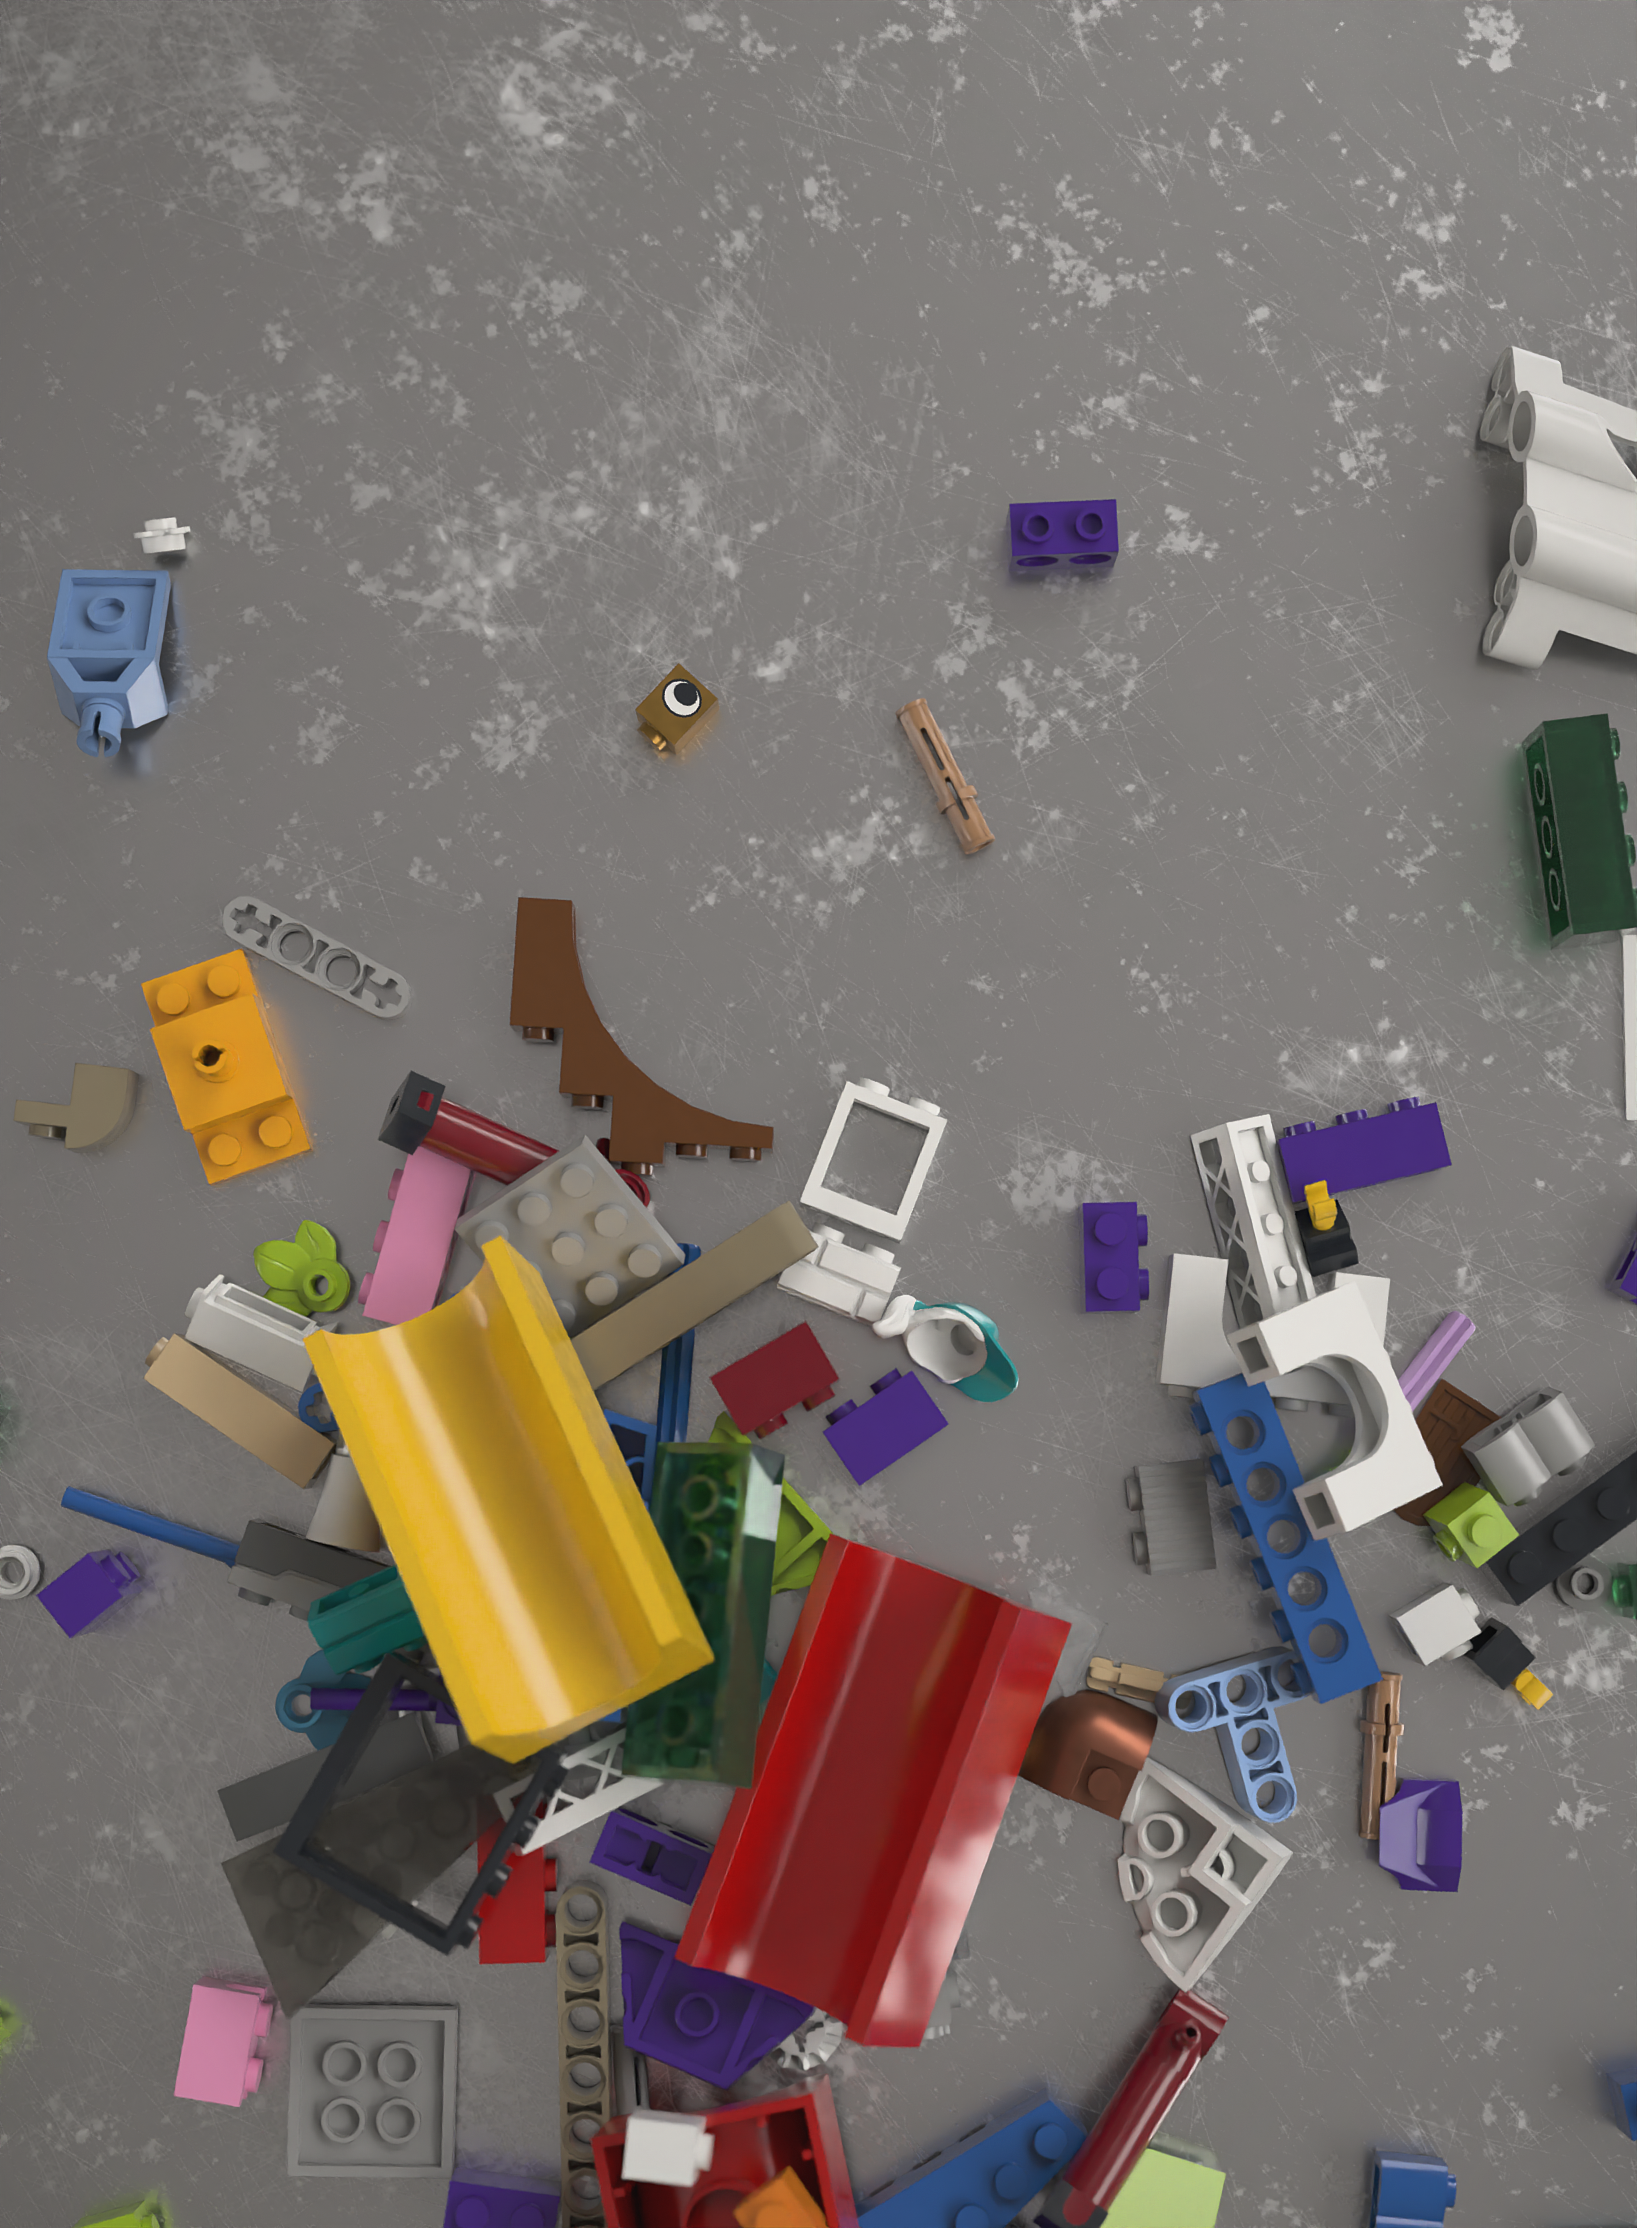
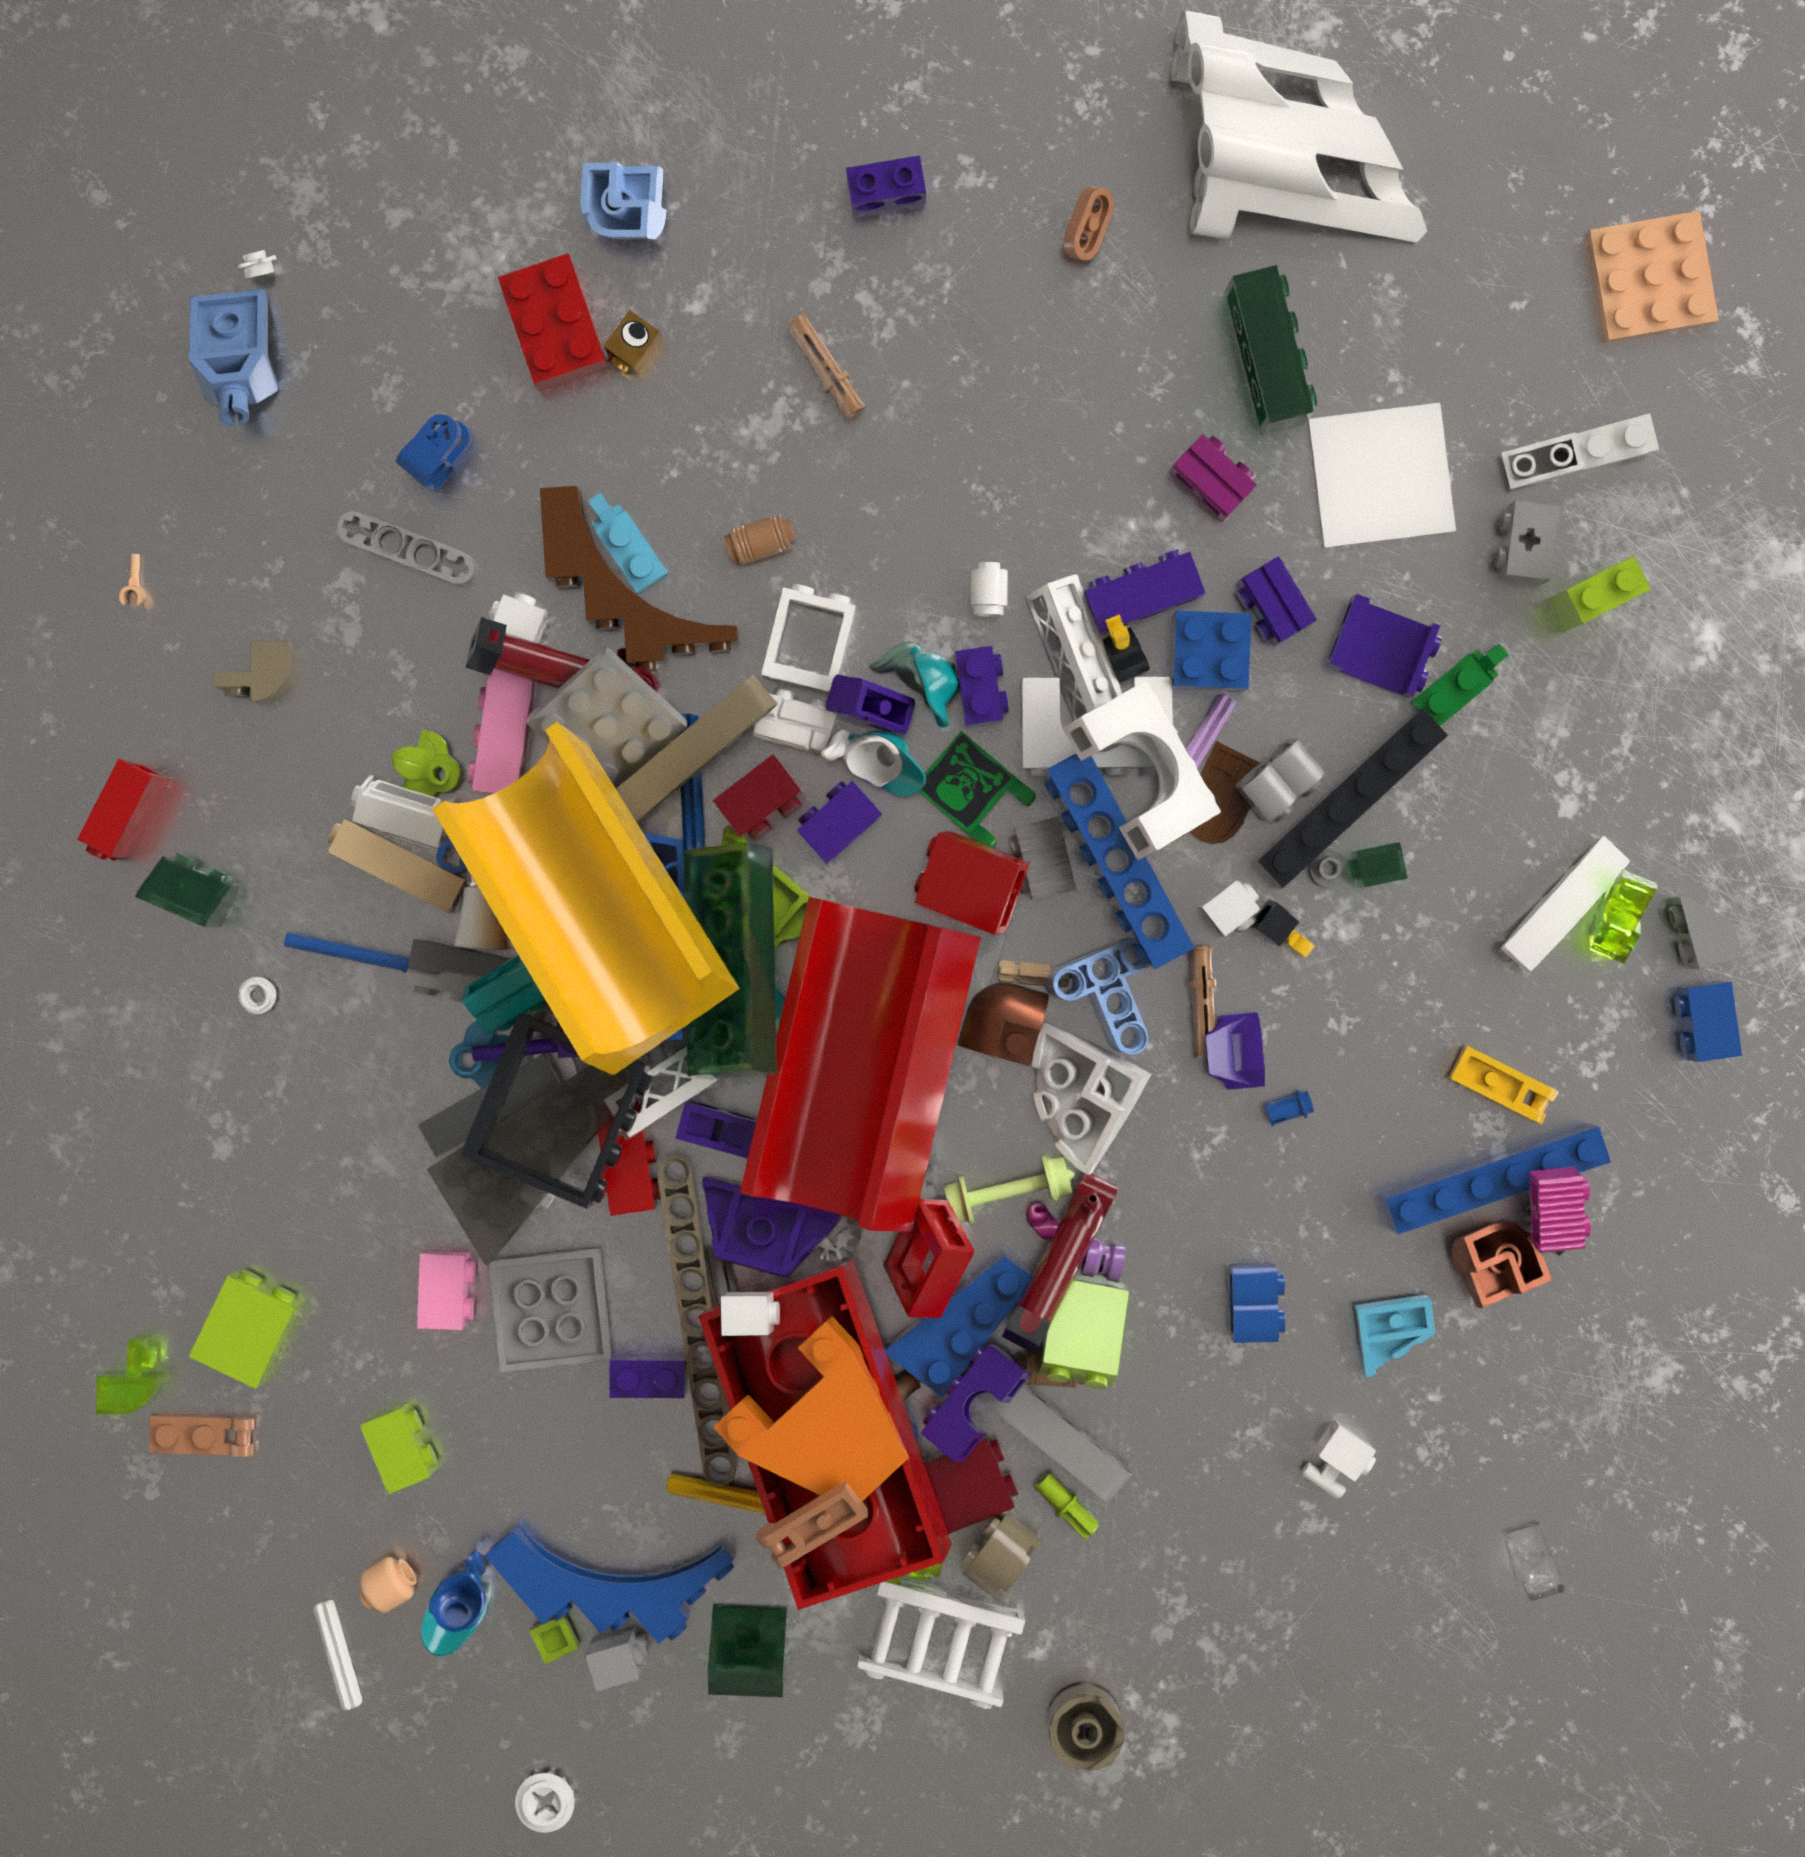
camera: 10 degrees left, 5 degrees up
(91, 1591) = (313, 1000): dark purple brick -> none
(225, 1067) = (353, 631): light orange brick -> none
(372, 828) = (432, 453): none -> blue piece
(465, 1074) = (520, 616): none -> white brick
(568, 668) = (553, 322): none -> red brick
(630, 992) = (626, 545): none -> medium azure hinge
(689, 510) = (623, 200): none -> light blue brick
(821, 1008) = (759, 539): none -> medium nougat head
(951, 1264) = (870, 704): none -> dark purple brick
(977, 2087) = (934, 1229): none -> red window
(1034, 1229) = (924, 673): none -> hair
(1065, 1539) = (970, 882): none -> red brick
(1077, 1396) = (968, 785): none -> flag
(1109, 2051) = (1041, 1221): none -> dark pink arm
(1136, 1991) = (1055, 1178): none -> yellowish green piece
(1139, 1120) = (988, 589): none -> white brick
(1195, 2123) = (1111, 1263): none -> medium lavender wheel
(1341, 623) = (1088, 223): none -> nougat plate
(1449, 1248) = (1210, 651): none -> blue brick
(1470, 1525) = (1245, 838): lime brick -> none
(1480, 1000) = (1214, 476): none -> magenta brick
(1490, 1928) = (1289, 1108): none -> blue pin
(1549, 1189) = (1275, 601): none -> dark purple brick

